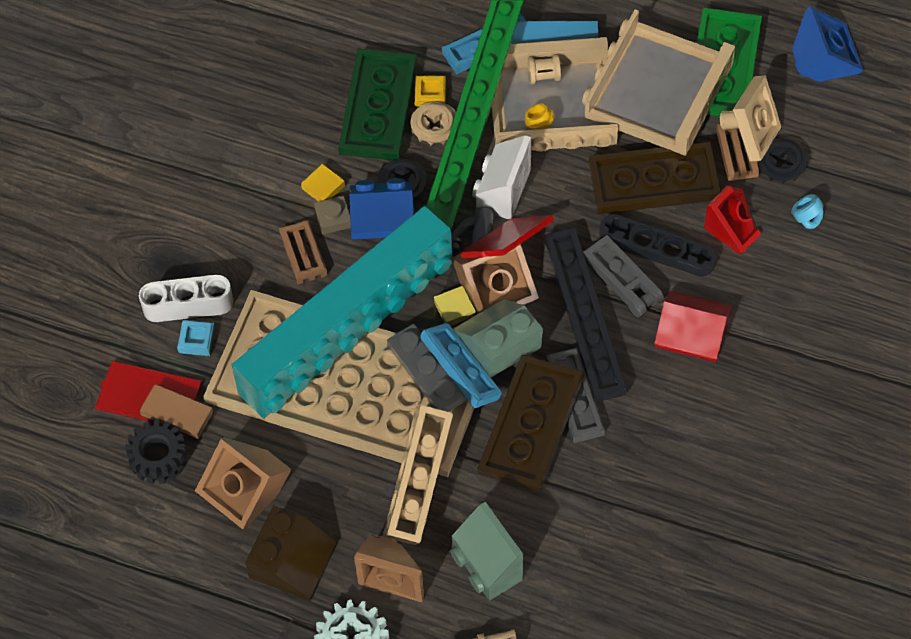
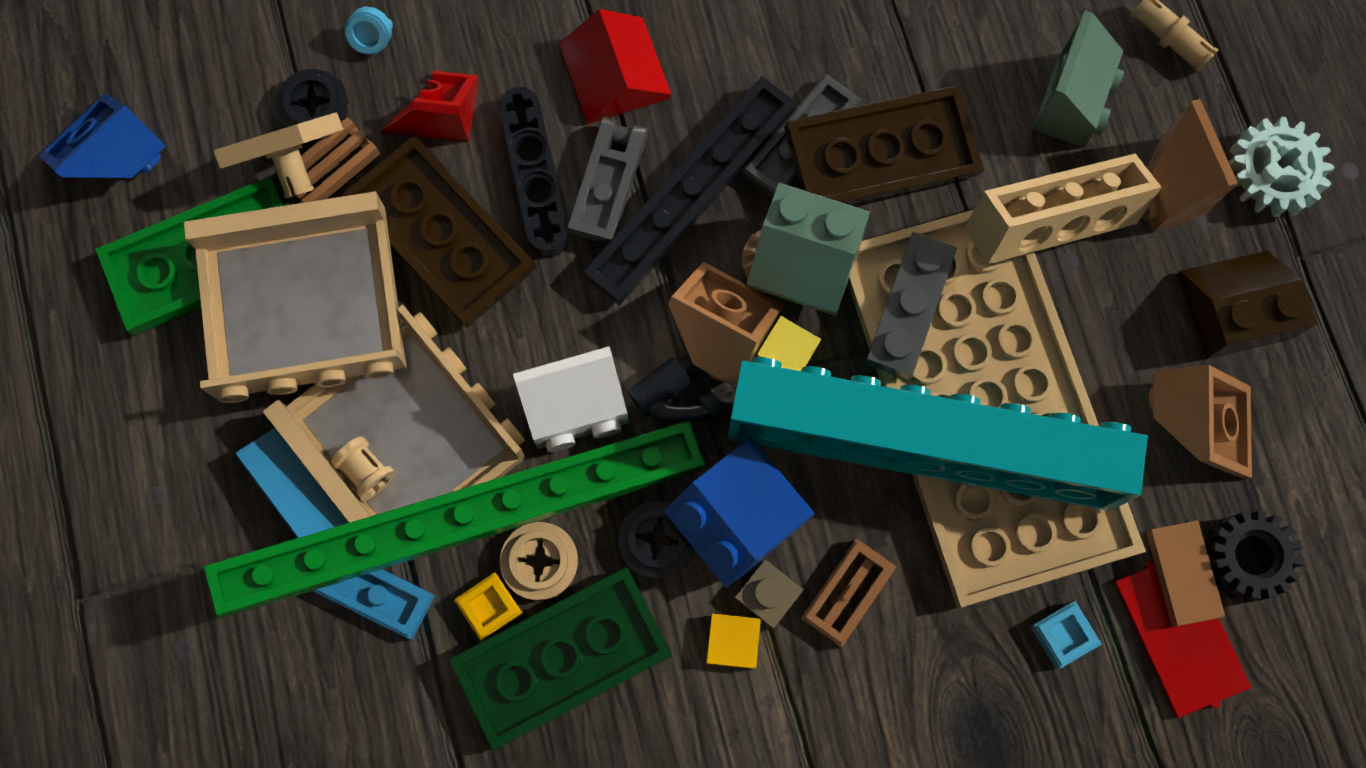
camera: 130 degrees left, 15 degrees up
(172, 291) = (1056, 691): white beam -> none
(460, 365) = (880, 266): dark azure tile -> none
(507, 236) = (668, 324): red piece -> none
(539, 117) = (447, 422): yellow plate -> none

